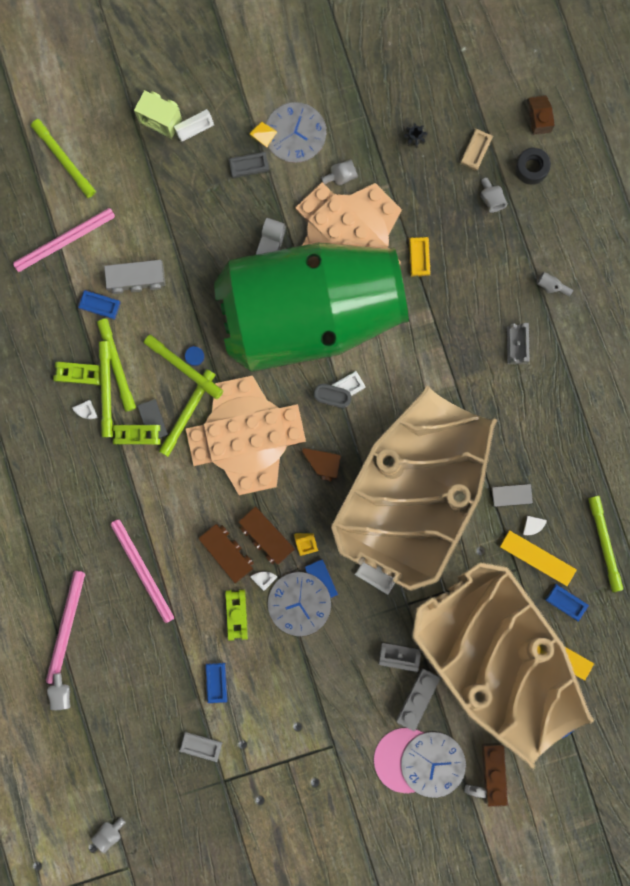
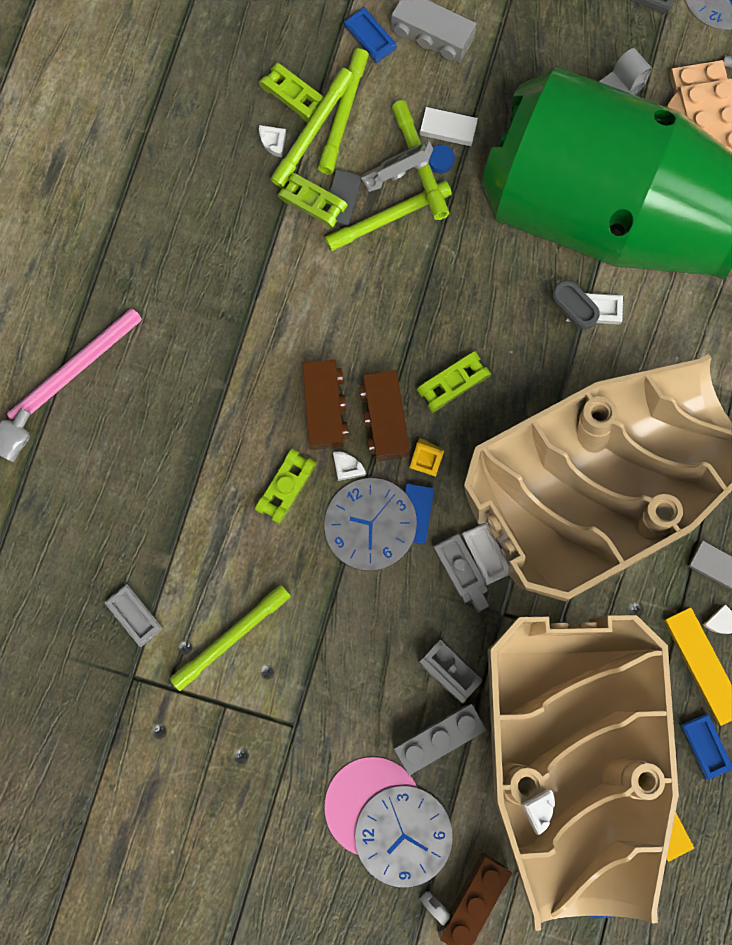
camera: 30 degrees right, 5 degrees down
(142, 571) = (209, 361): bright pink axle -> none
(173, 380) = (397, 165): none -> light grey hinge
(185, 332) = (448, 126): none -> white tile
(216, 683) = (205, 551): blue tile -> none
(246, 435) = (440, 287): light nougat plate -> none
(255, 753) = (194, 668): none -> lime piece
(292, 488) = (453, 381): none -> lime plate
(323, 463) = (512, 375): reddish brown slope -> none
(369, 596) = (462, 571): none -> light grey hinge
(494, 705) = (540, 810): none -> white tile

